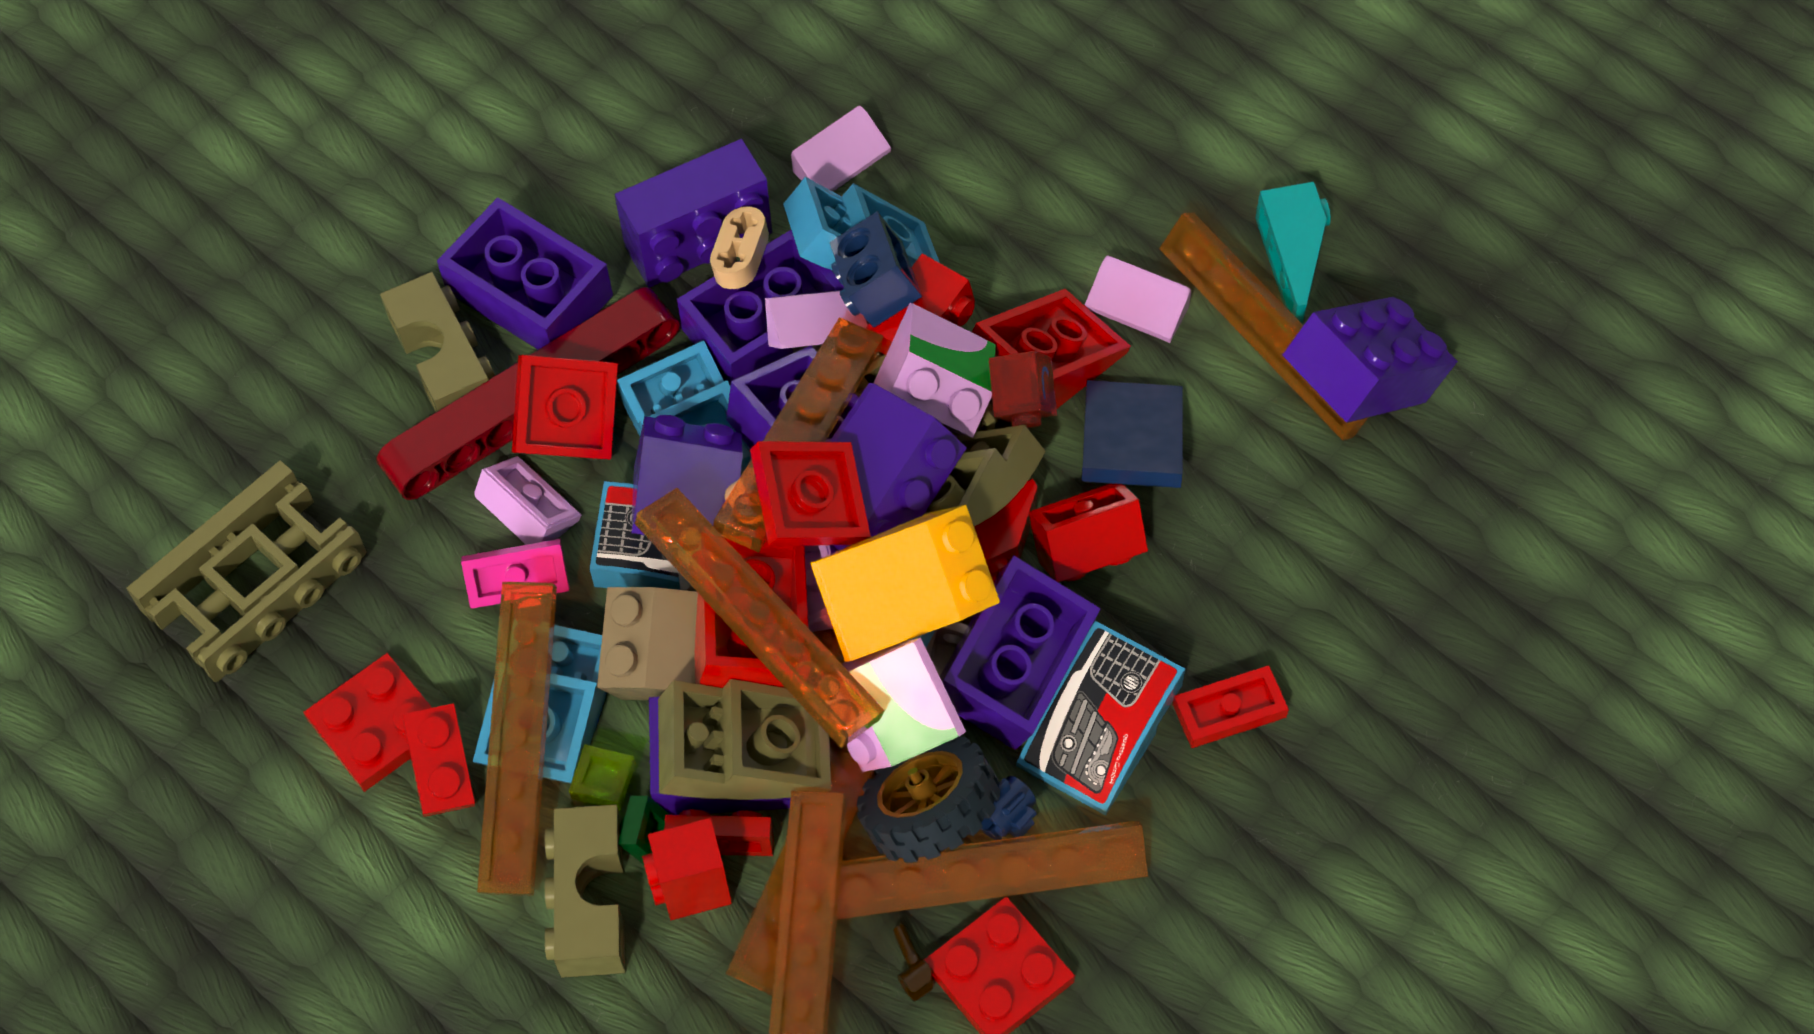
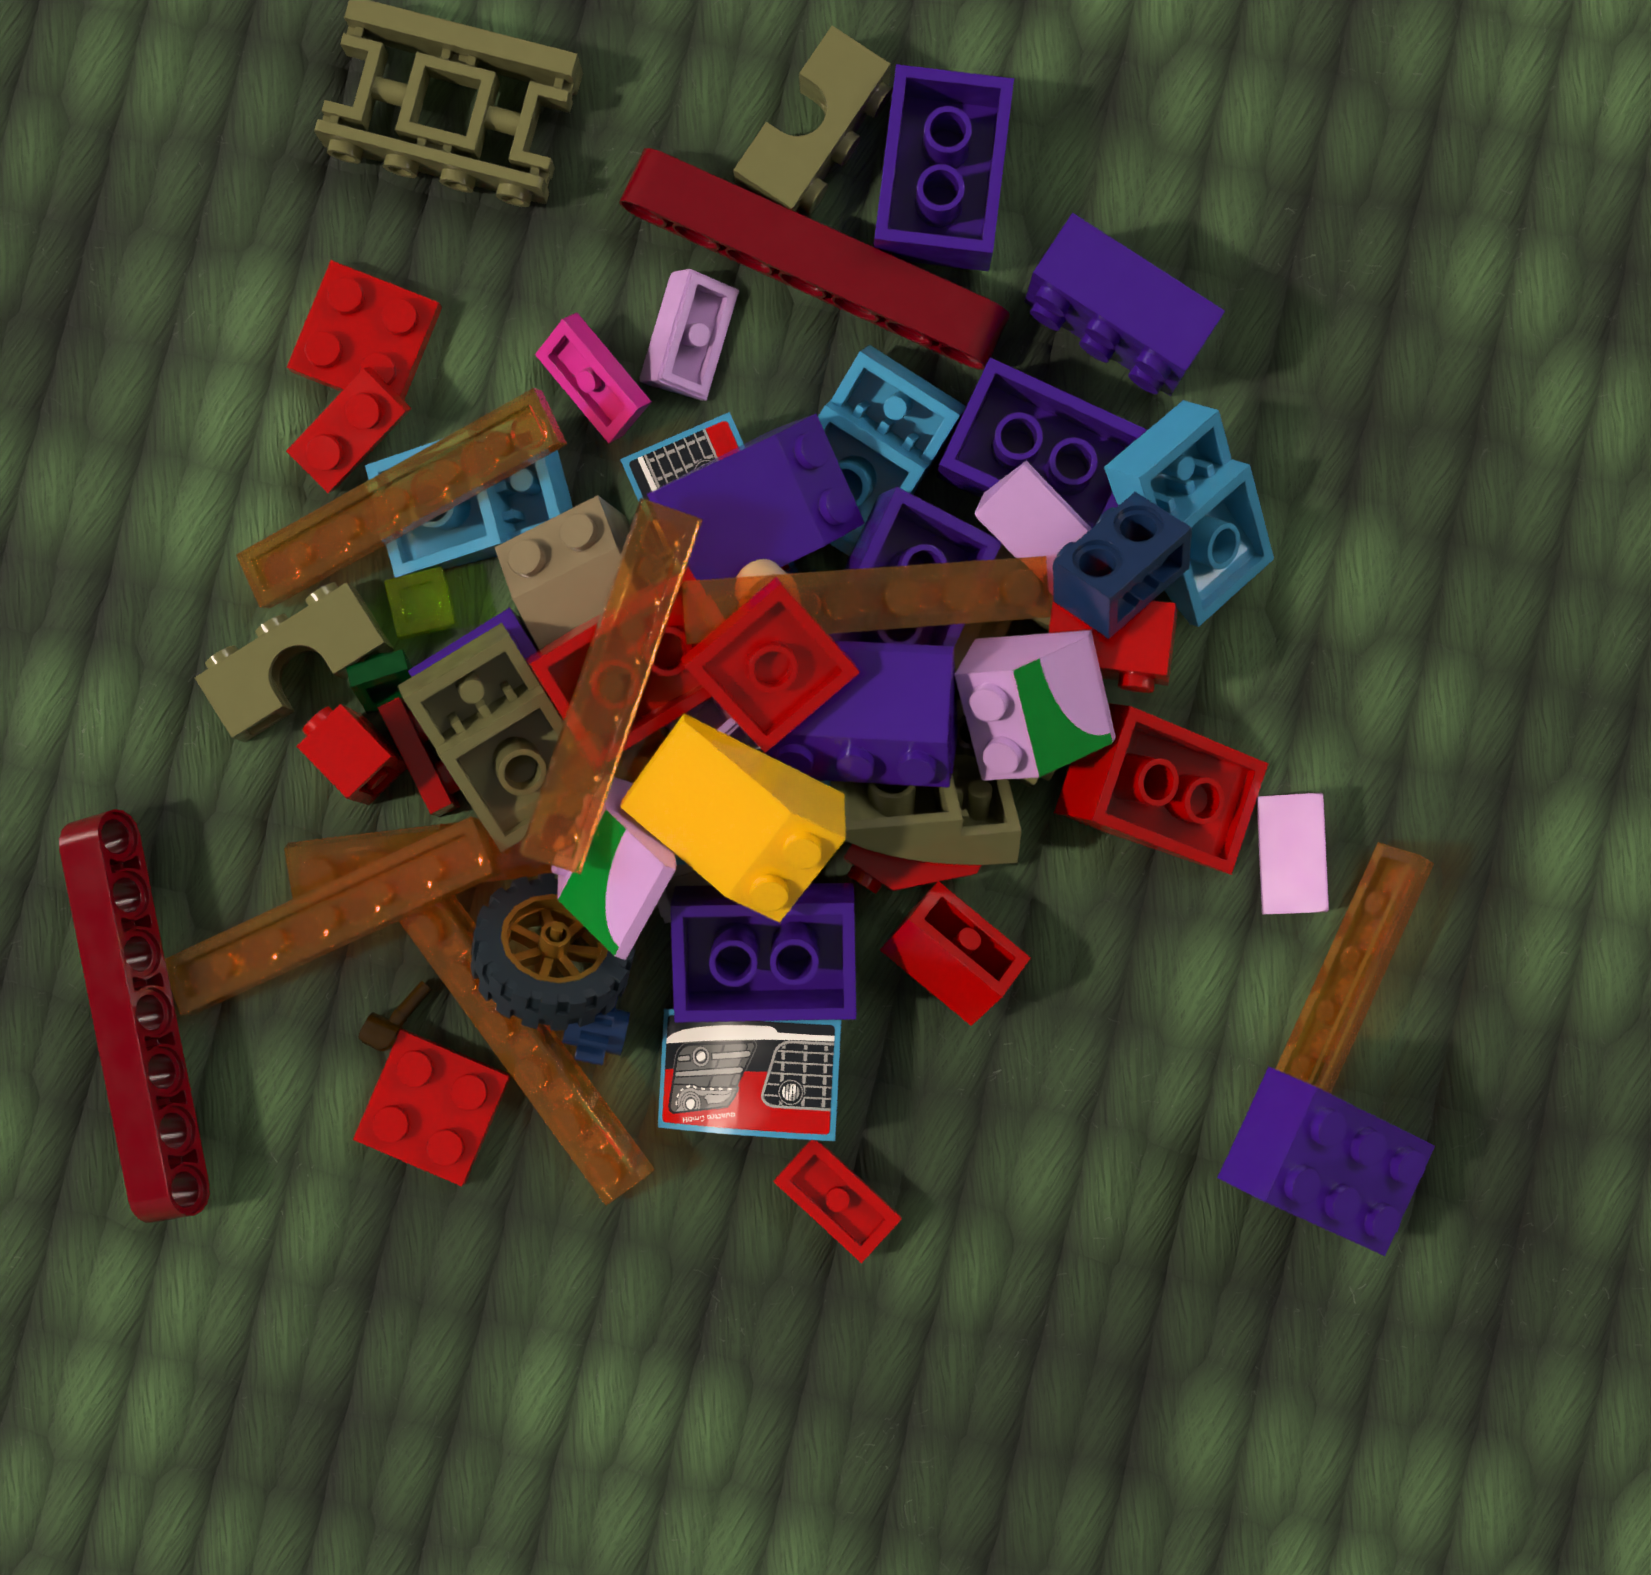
camera: 65 degrees right, 25 degrees up
(564, 407) = (801, 313): red plate -> none
(749, 248) = (1083, 377): tan beam -> none
(840, 150) = (1311, 415): lavender slope -> none
(1023, 388) = (1065, 805): clear red brick -> none
(1133, 434) = (1103, 940): dark blue tile -> none
(1292, 233) = (1469, 991): teal slope -> none

